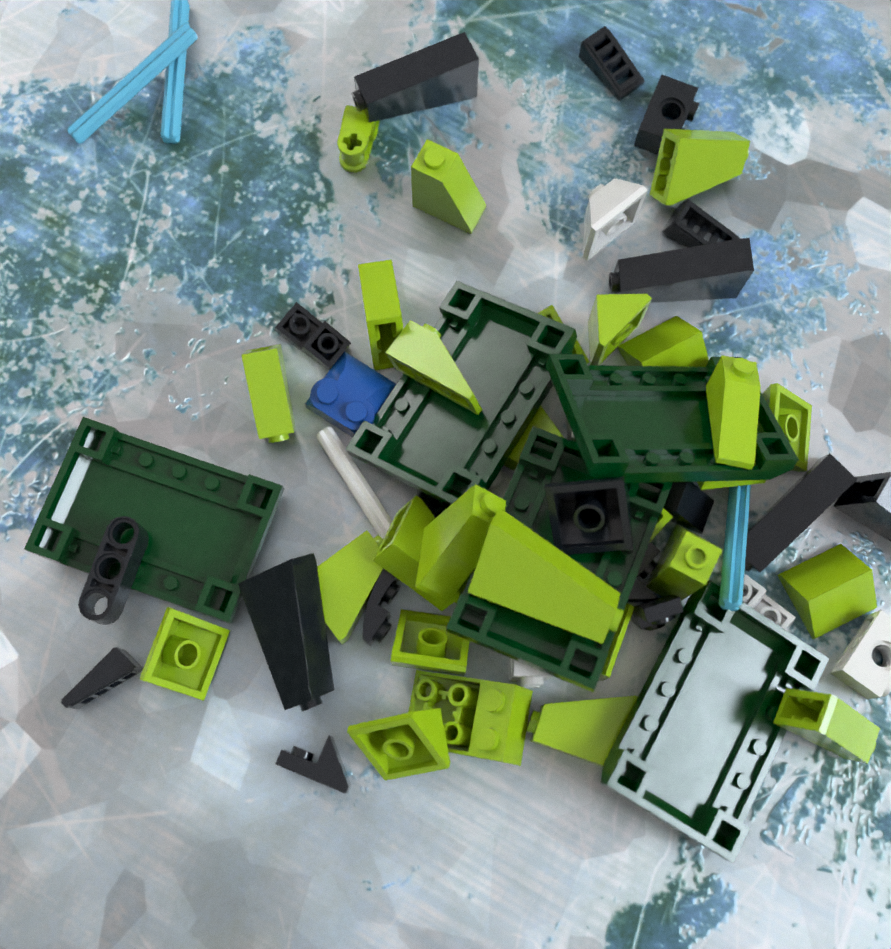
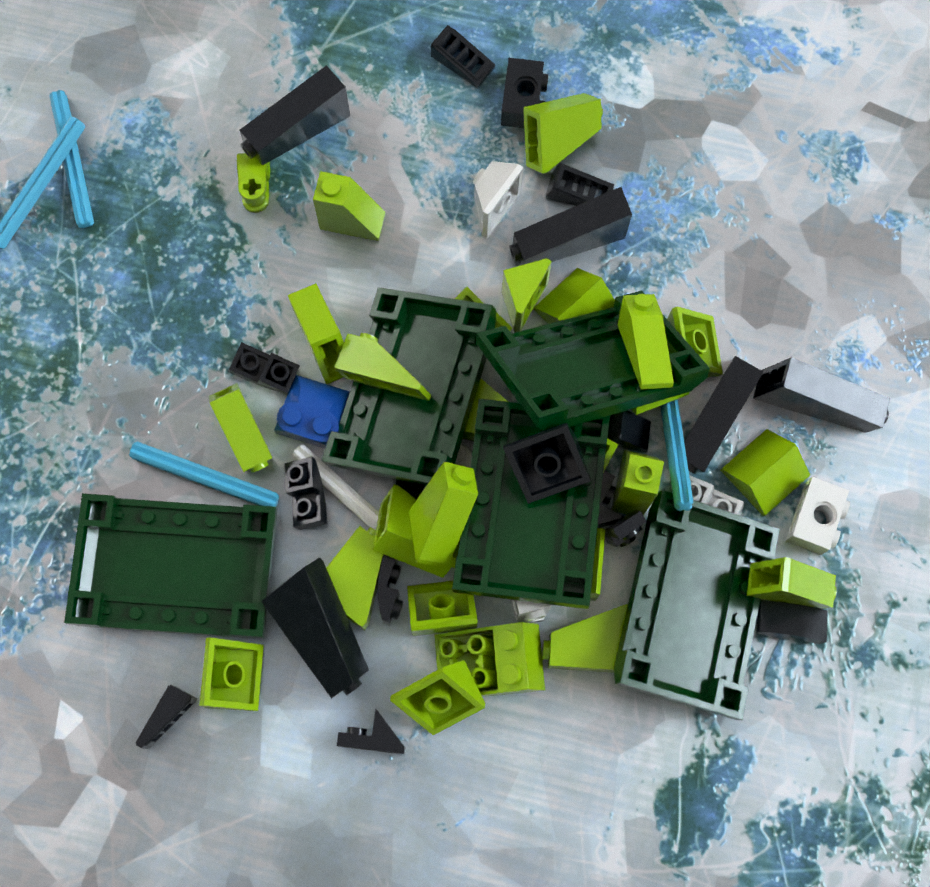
camera: 15 degrees left, 0 degrees up
(118, 588) = (142, 605): black beam -> none
(218, 432) = (203, 475): none -> medium azure axle
(321, 480) = (307, 493): none -> black slope
(542, 581) = (522, 528): lime slope -> none
(816, 765) = (792, 621): none -> black slope

